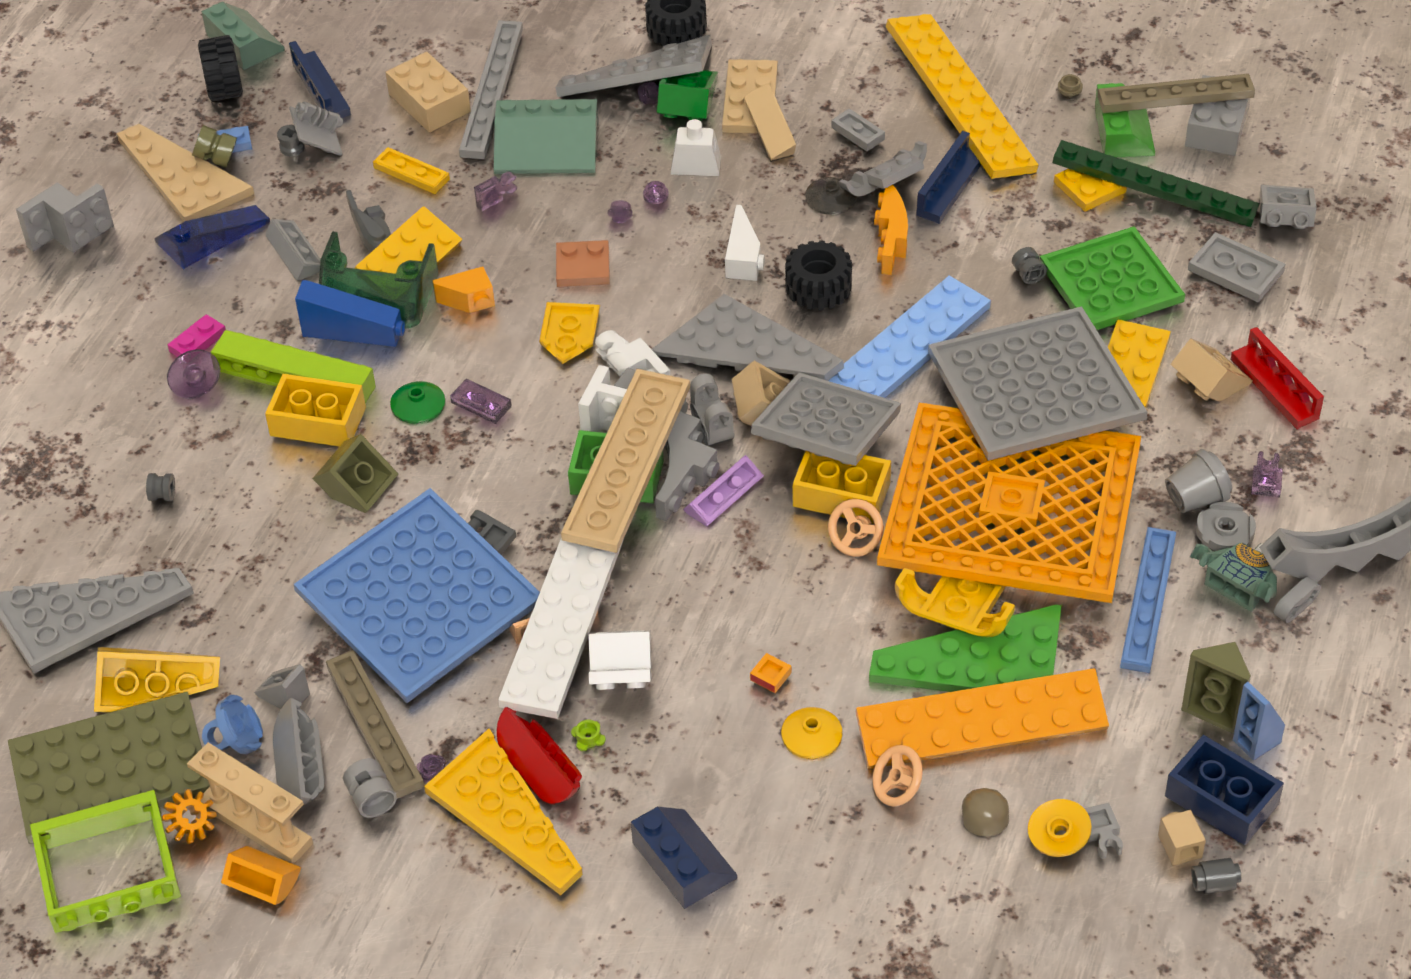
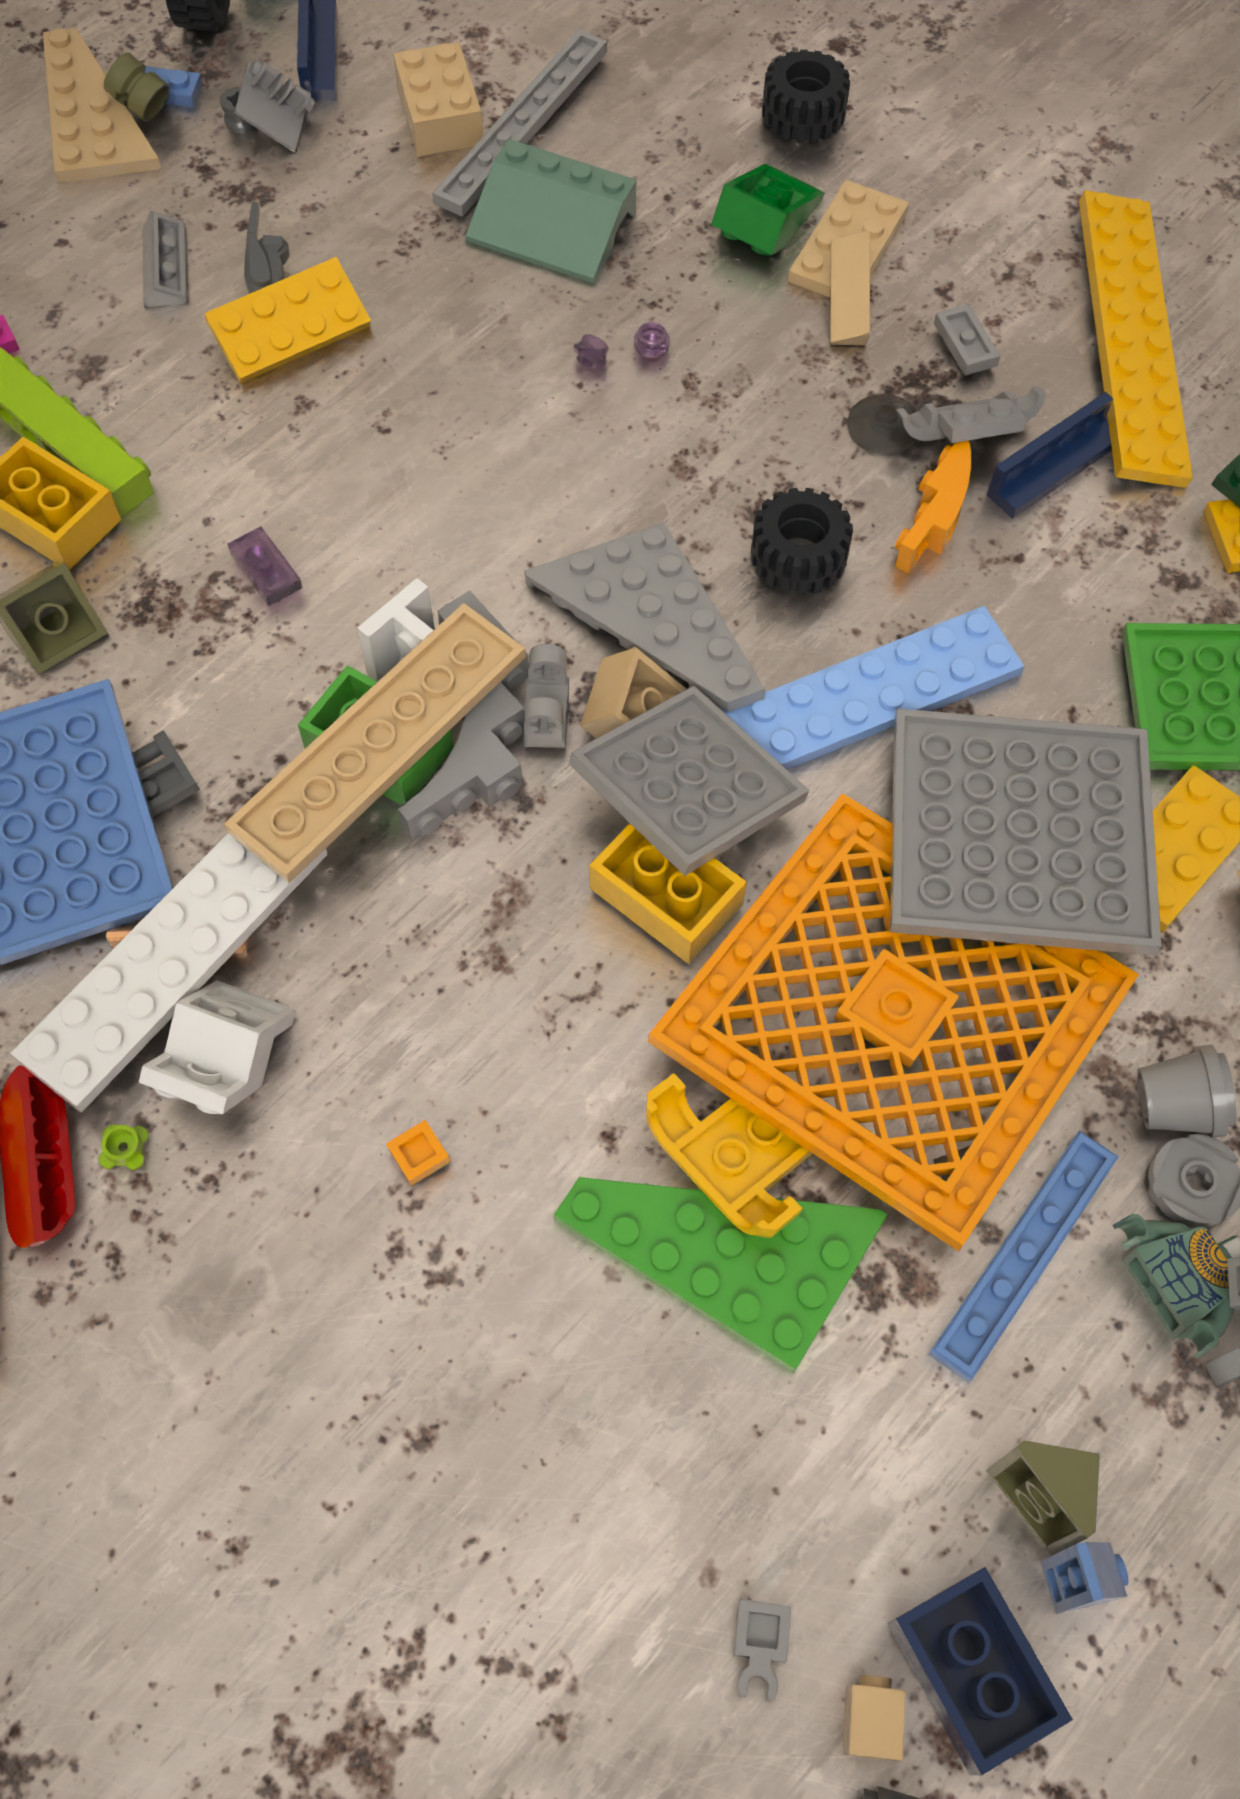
camera: 20 degrees right, 15 degrees up
(205, 235) = (61, 206): clear blue wedge -> none
(346, 317) = (158, 380): blue slope -> none
(405, 290) = (227, 375): clear green windscreen -> none
(411, 170) = (364, 201): yellow tile -> none
(417, 402) = (191, 536): green dish -> none
(465, 290) = (333, 396): light orange slope -> none
(492, 190) = (441, 265): plate -> none
(568, 329) = (435, 500): yellow tile -> none
(582, 263) = (505, 409): nougat plate -> none
(624, 355) = (488, 576): white plate -> none
(648, 92) = (713, 190): plate -> none
(663, 63) = (758, 158): light grey wing -> none
(680, 854) = (139, 1408): dark blue slope -> none
(696, 151) = (730, 298): white torso -> none
(724, 491) = (509, 827): lavender slope -> none
(743, 249) = (717, 470): white slope -> none
(811, 742) = (436, 1295): yellow dish -> none
(864, 522) = (671, 961): light nougat piece -> none
(900, 776) = (511, 1417): light nougat piece -> none
(984, 717) = (677, 1366): light orange plate -> none
(985, 812) = (604, 1530): dark tan hair -> none
(1029, 265) = (1104, 631): dark grey wheel -> none
(1058, 816) = (669, 1613): yellow dish -> none

